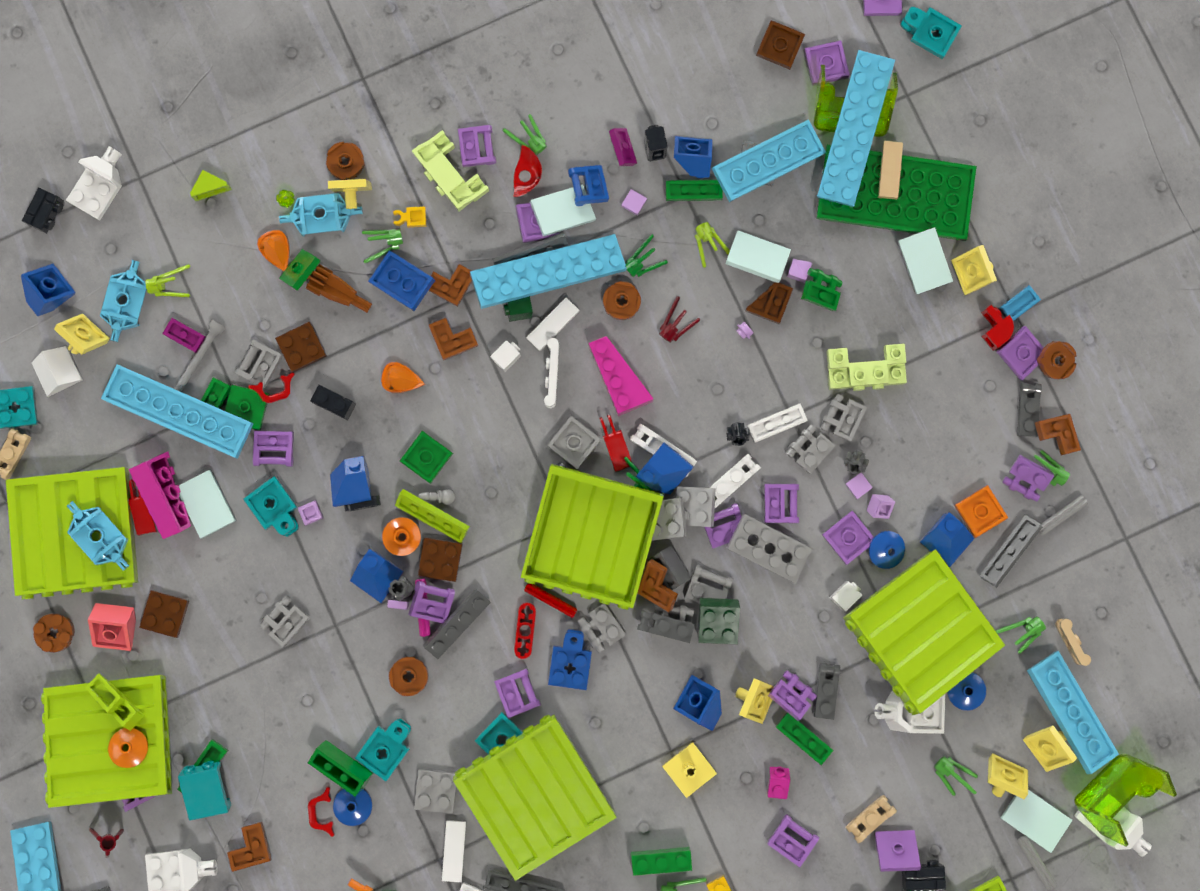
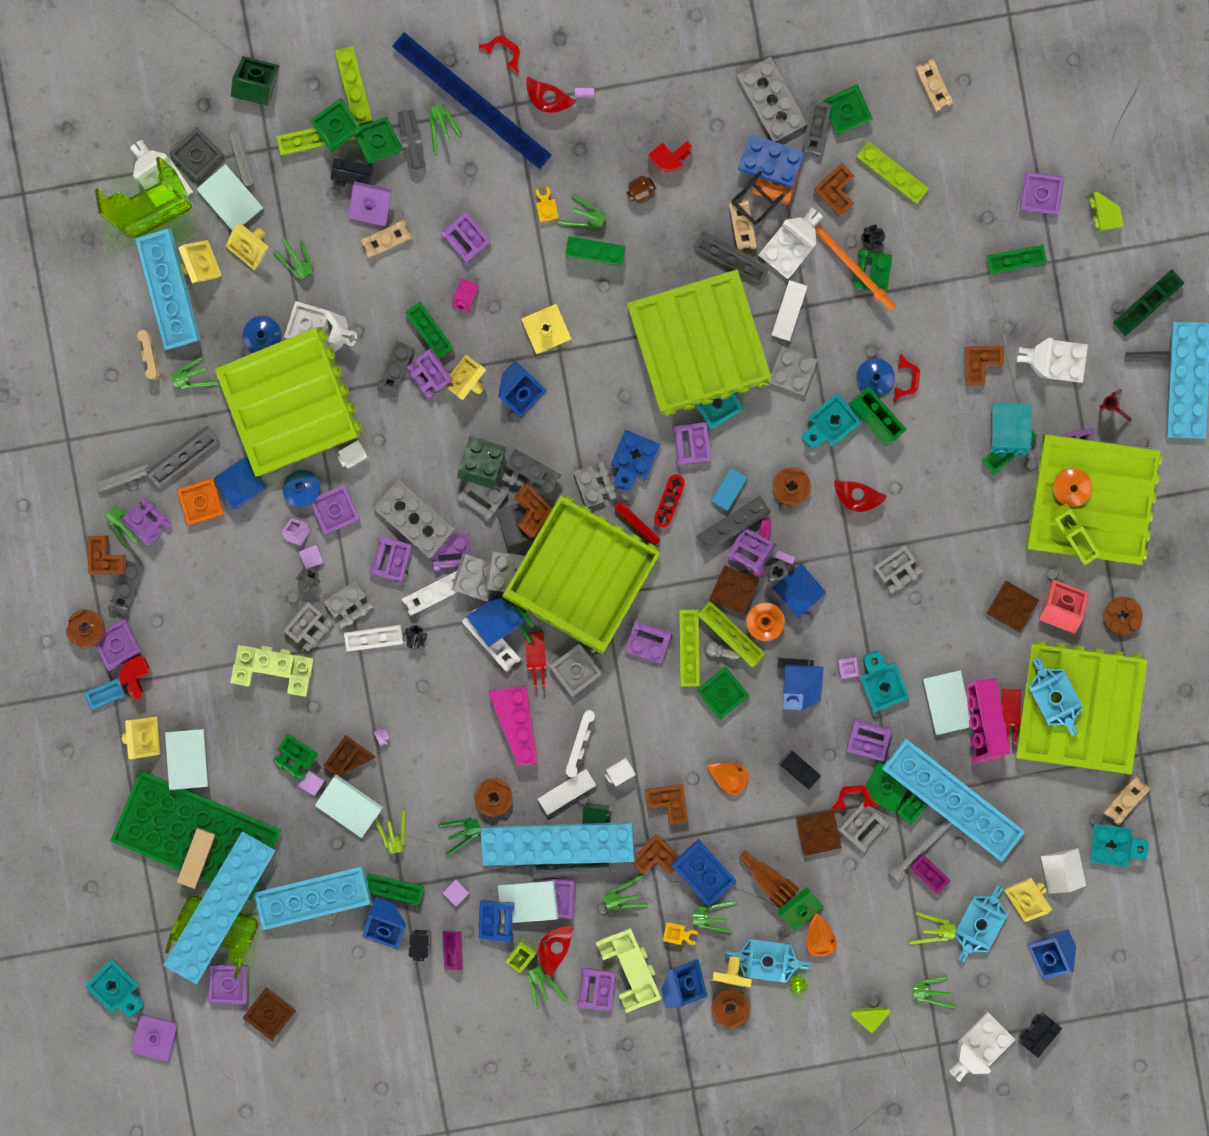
camera: 160 degrees left, 5 degrees up
(164, 221) = (922, 991): none -> bright green plant
(328, 682) = (869, 501): none -> red piece
(393, 169) = (683, 985): none -> blue slope
(469, 492) = (689, 648): none -> lime plate
(469, 657) = (729, 489): none -> dark azure tile
(480, 232) = (614, 900): none -> bright green plant
(510, 482) = (645, 647): none -> medium lavender plate
(555, 159) = (521, 956): none -> lime slope
(669, 332) = (455, 754): dark red plant -> none
(1081, 855) = (196, 154): none -> dark grey tile

